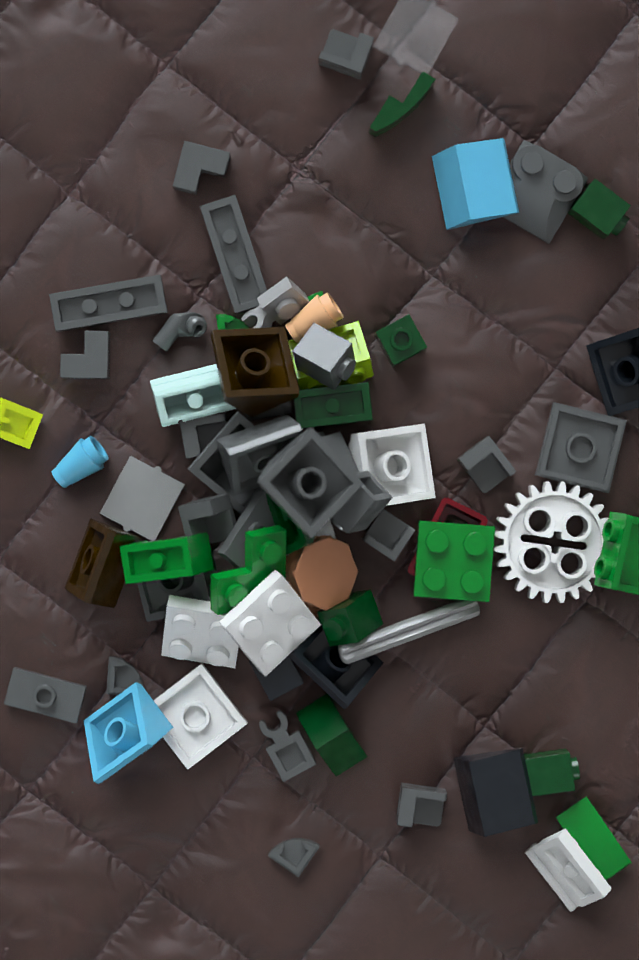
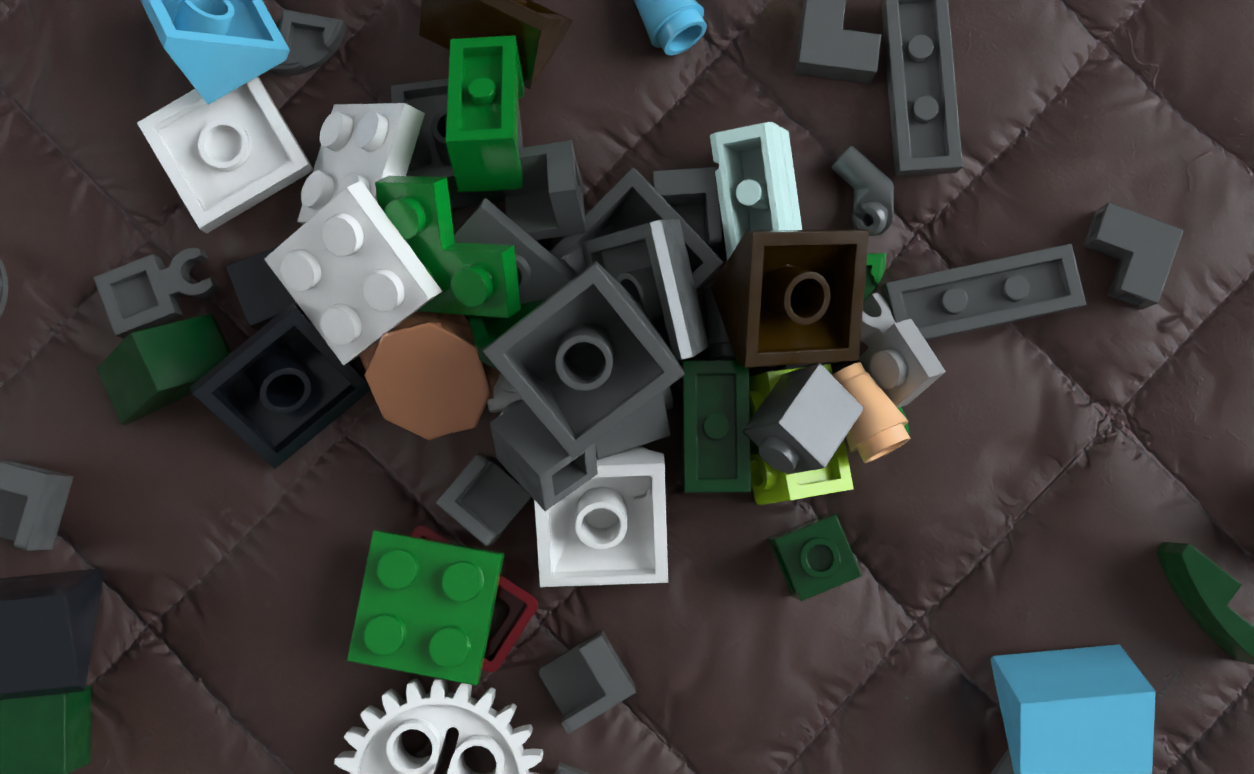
camera: 100 degrees right, 5 degrees down
(142, 498) = (594, 104): light grey piece -> none
(351, 619) = (346, 420): dark green brick -> none
(409, 630) = (317, 511): light grey axle -> none

